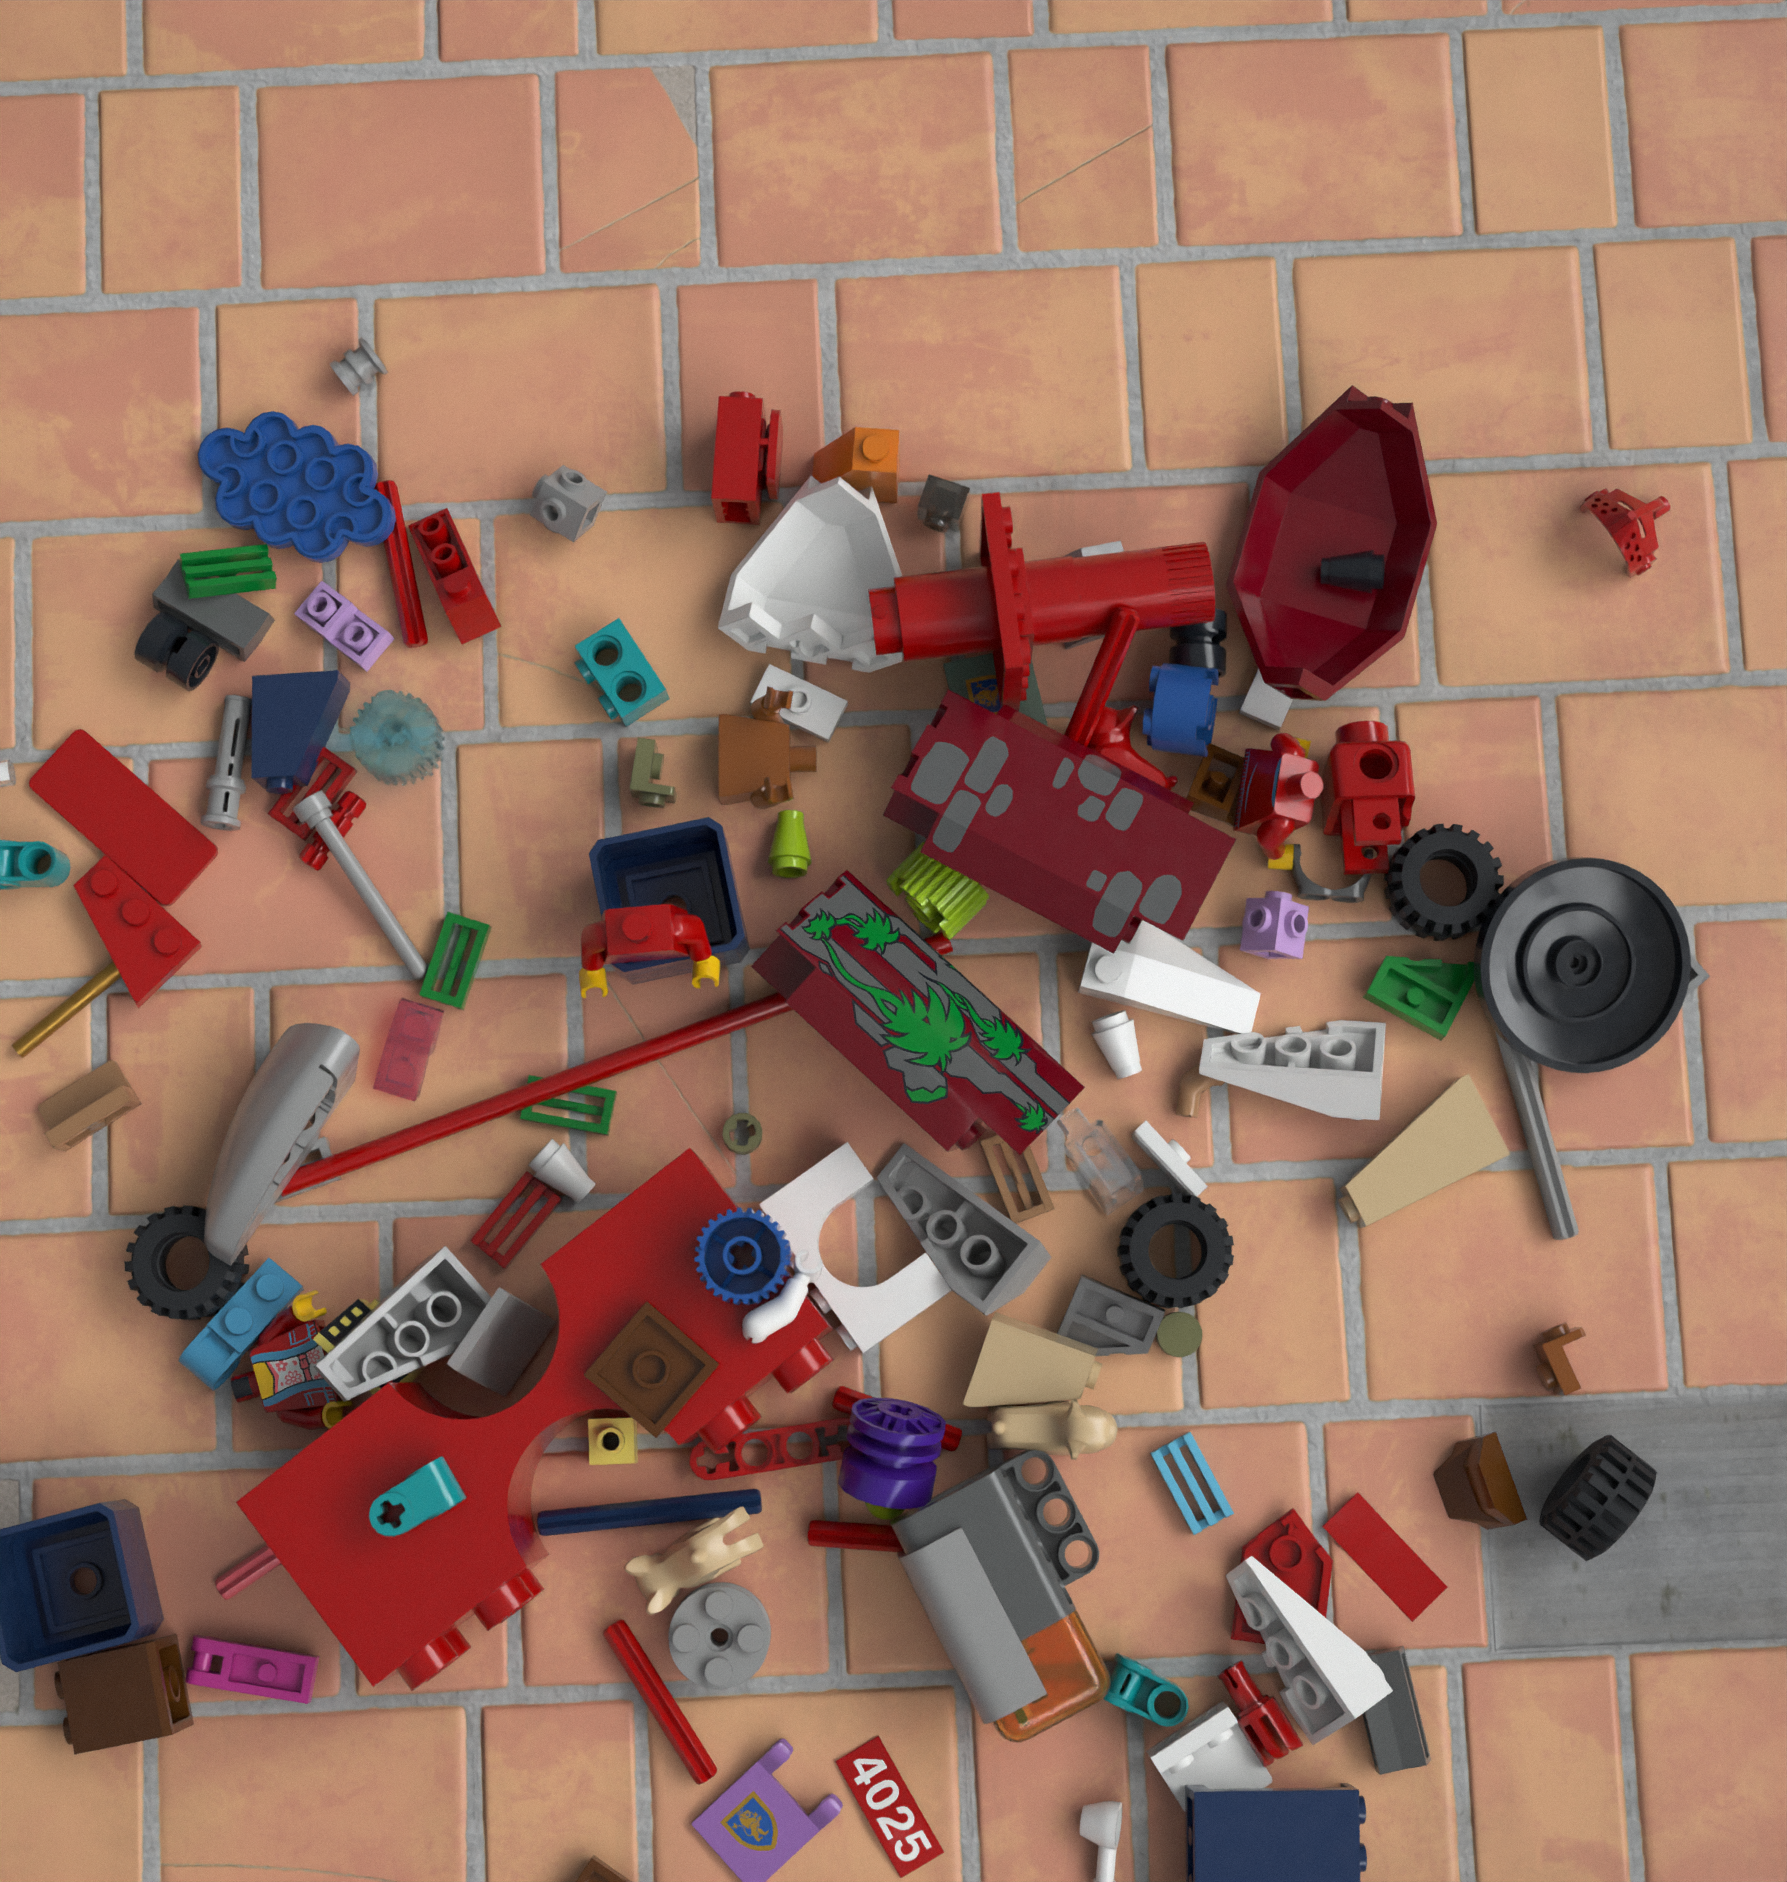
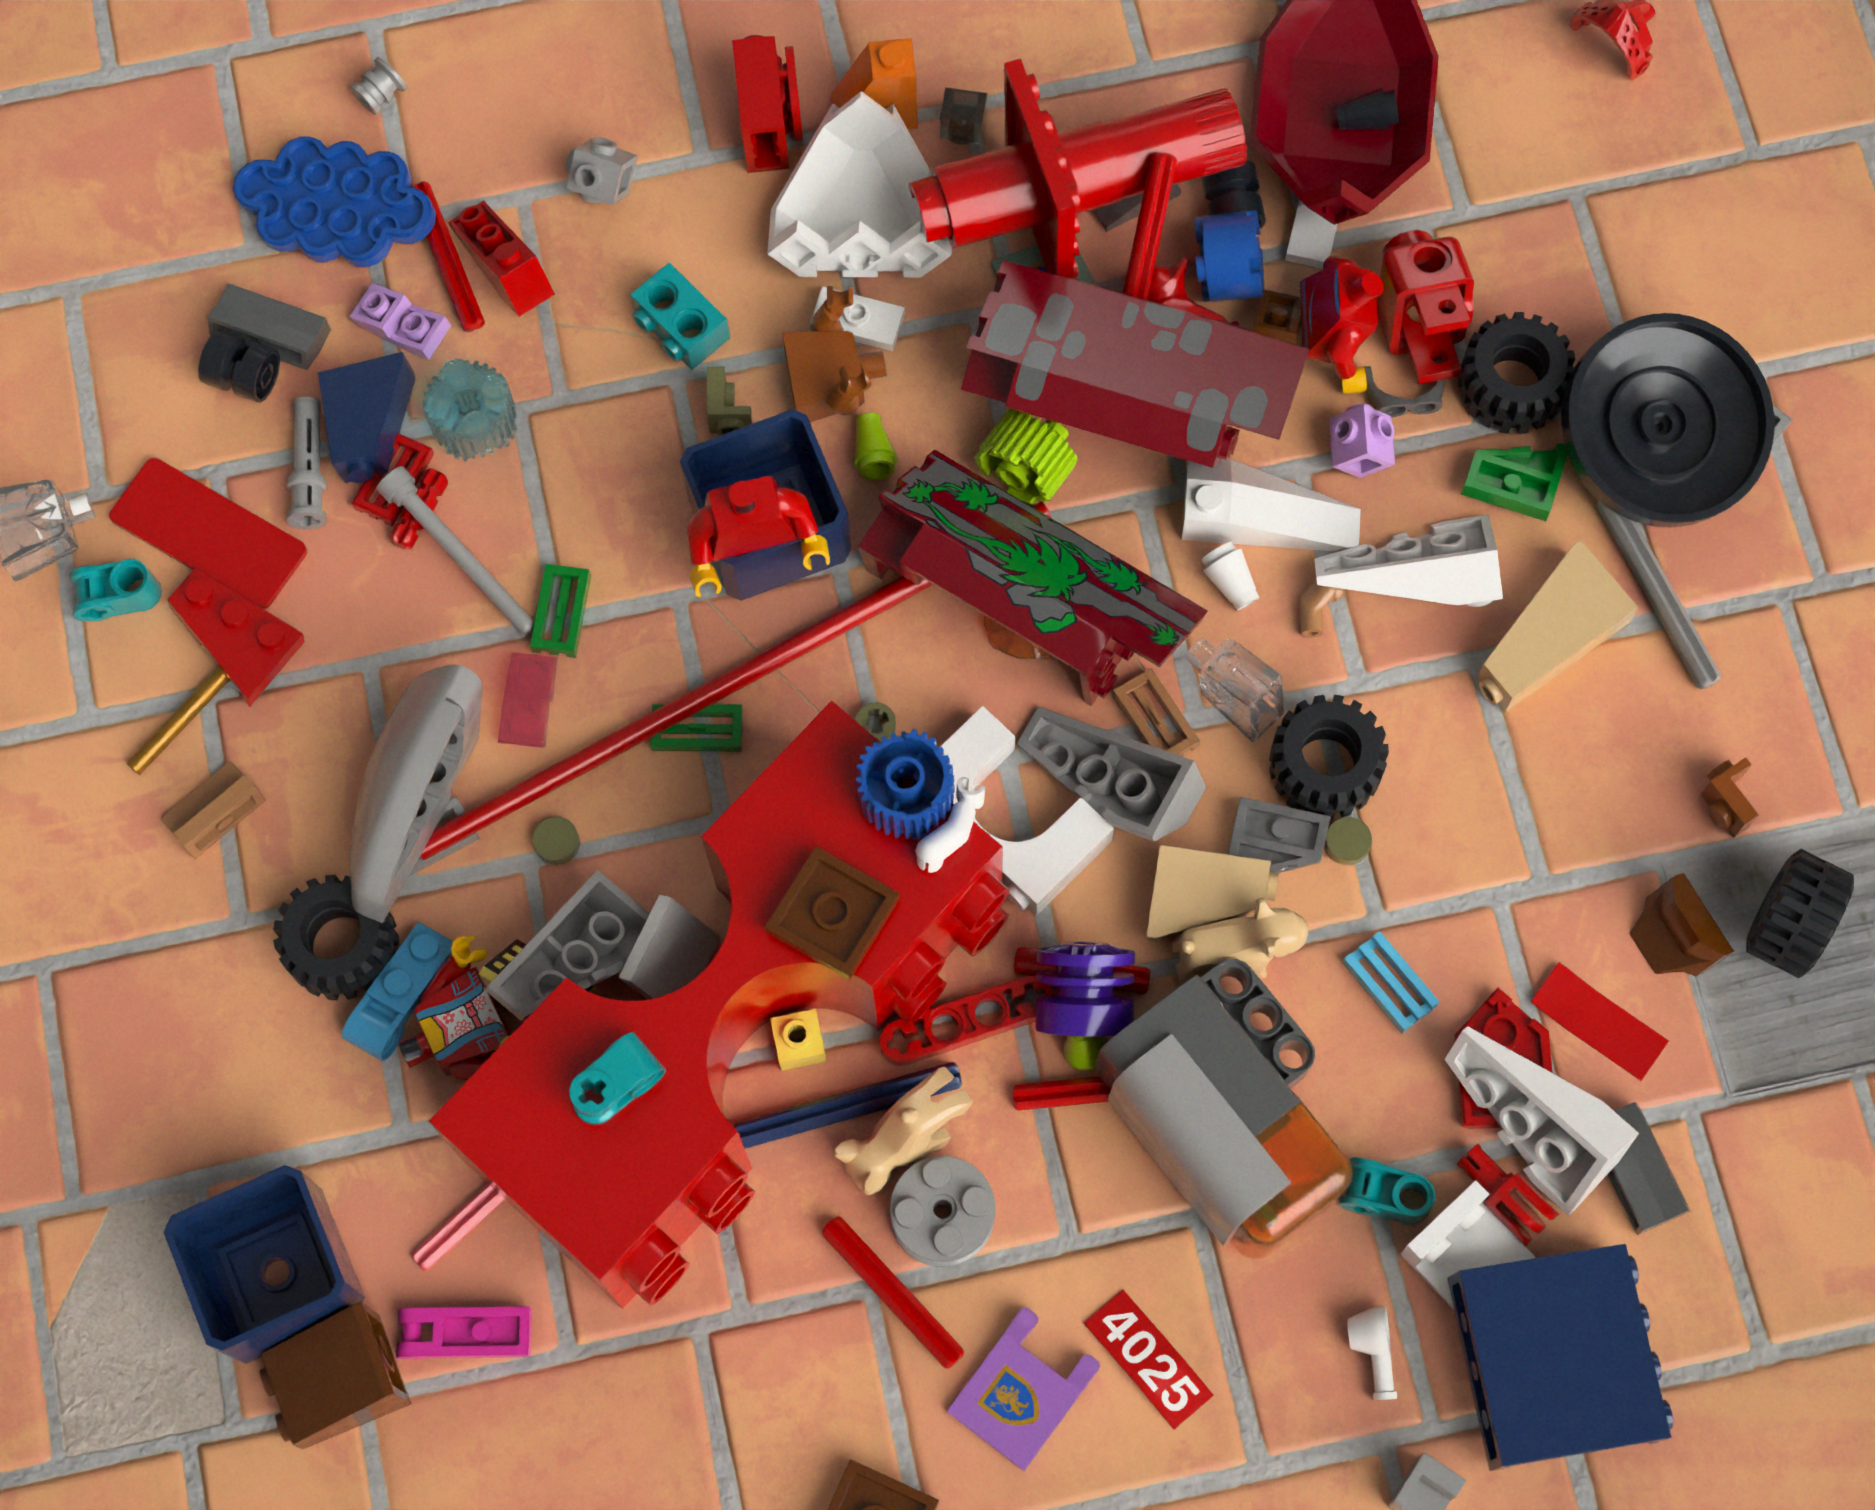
camera: 10 degrees left, 10 degrees down
(226, 565) = (278, 285): green tile -> none
(414, 1197) = (556, 840): none -> olive tile
(497, 1215) = (681, 812): red tile -> none
(561, 1170) = (700, 788): white cone -> none
(1170, 1159) = (1302, 671): white plate -> none

